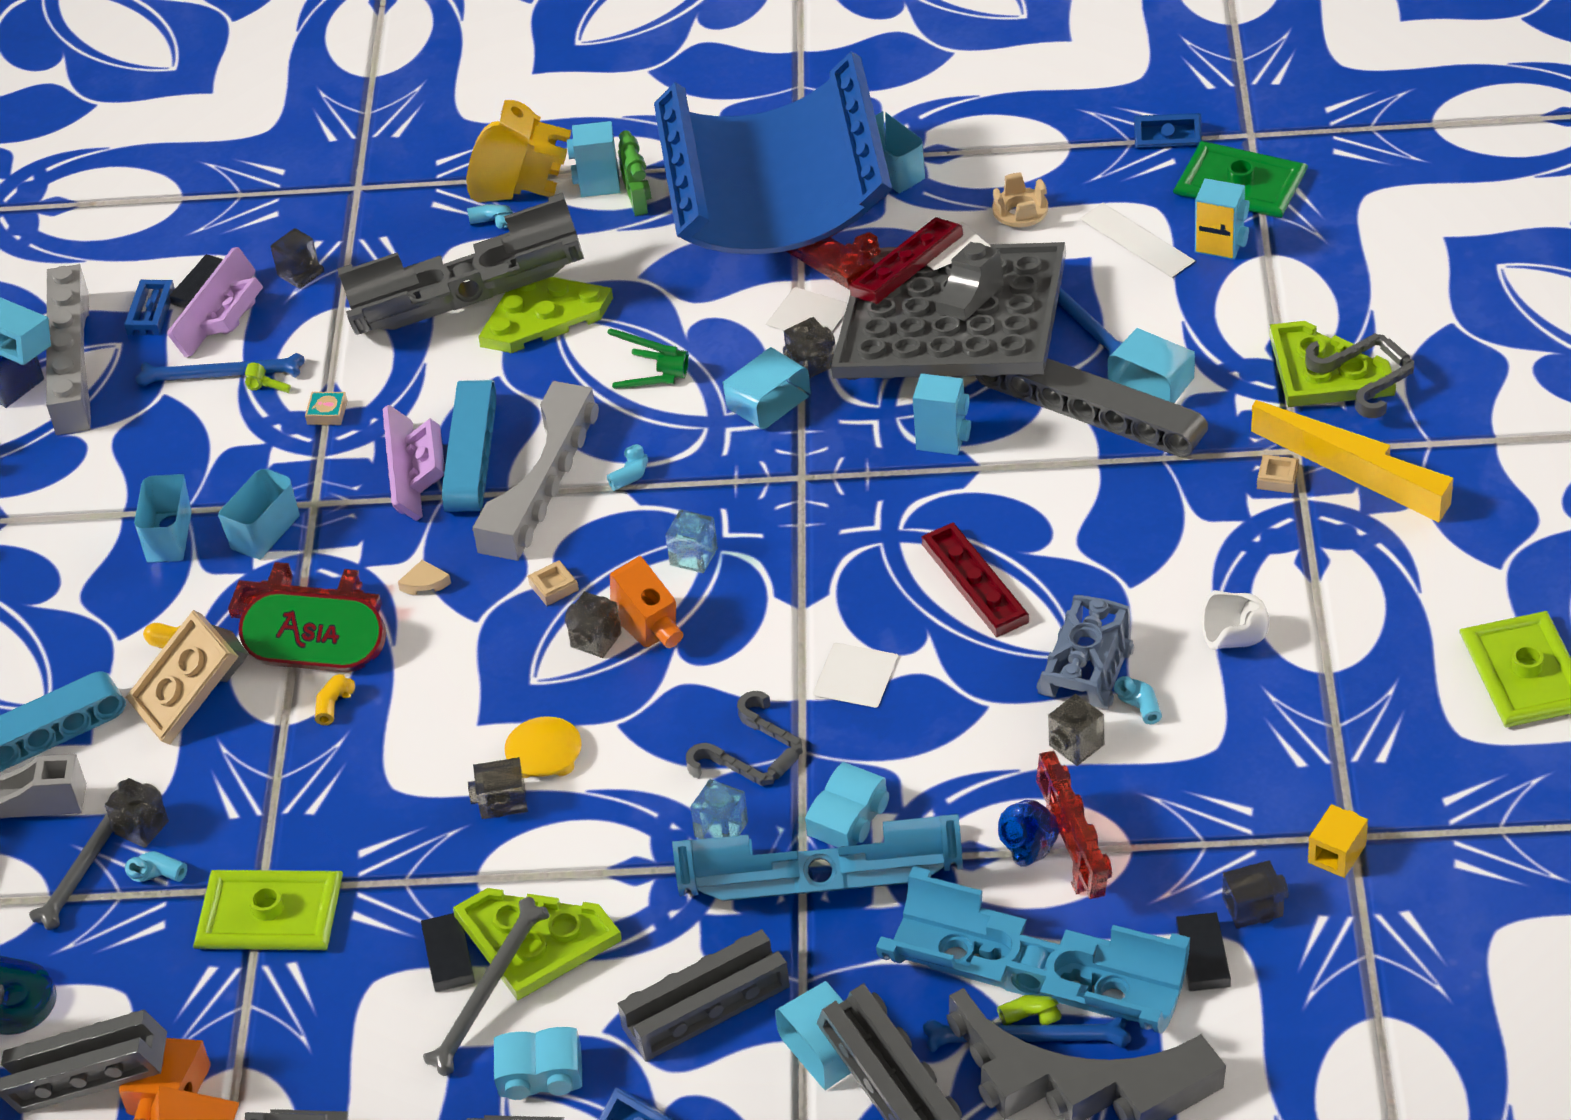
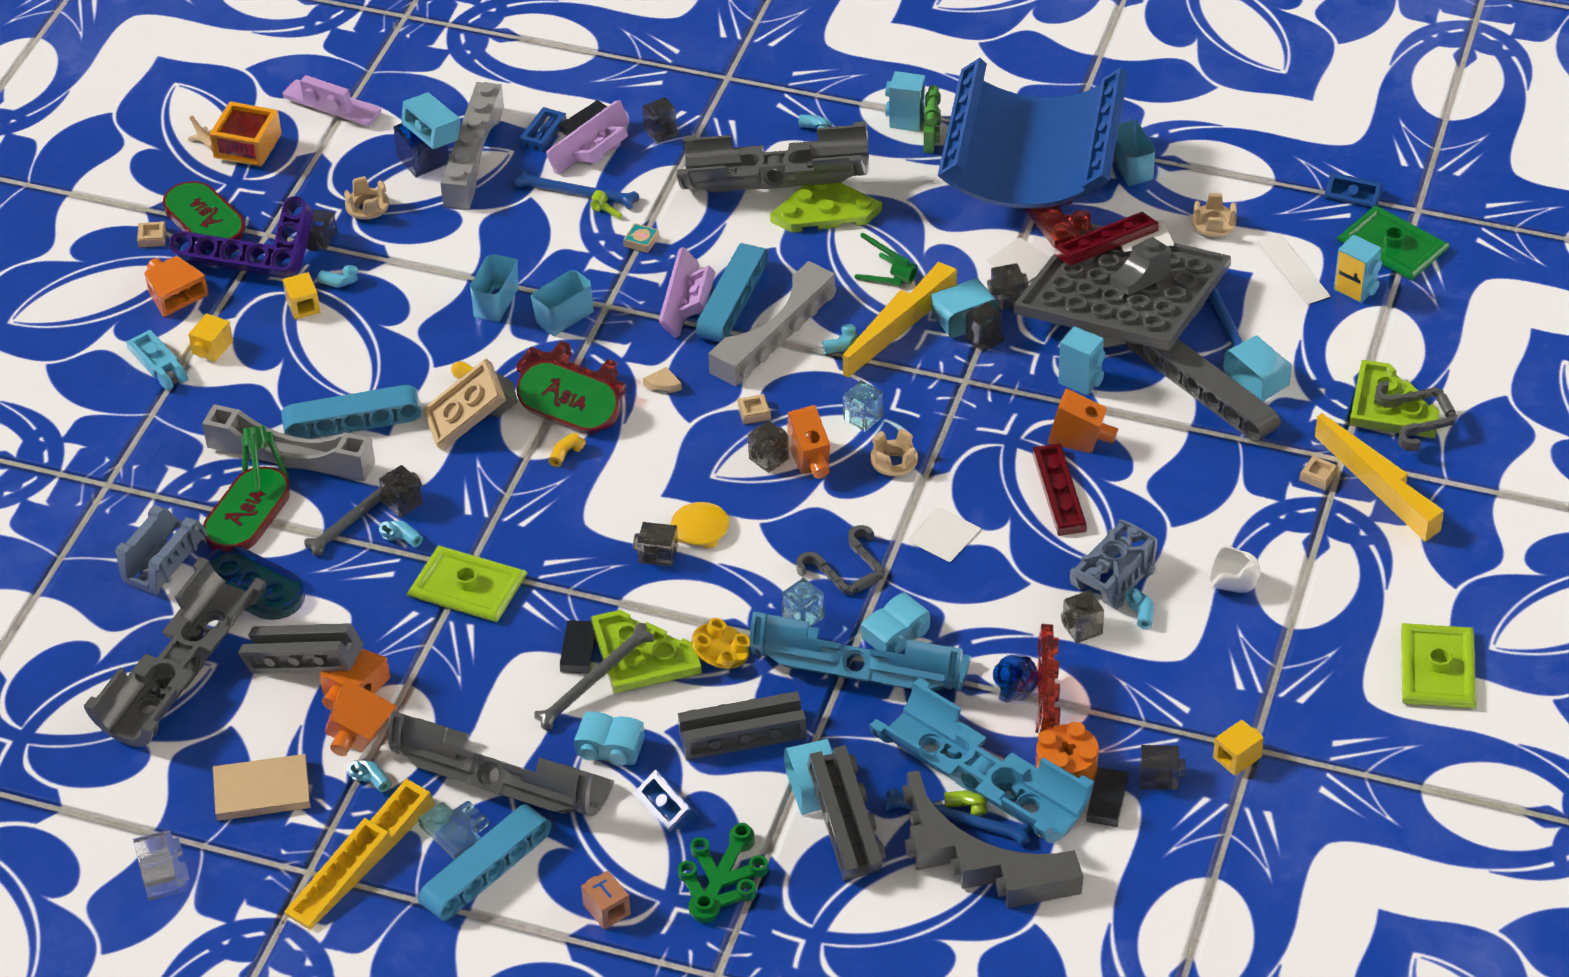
camera: 15 degrees right, 0 degrees up
(515, 156) = (839, 87): yellow piece -> none
(633, 896) = (721, 644): none -> yellow dish
(690, 419) = (897, 317): none -> yellow slope
(758, 580) = (900, 447): none -> tan piece
(801, 405) = (984, 327): none -> clear smoke brick
(970, 491) = (1080, 423): none -> orange torso
(1137, 903) = (1069, 748): none -> orange brick

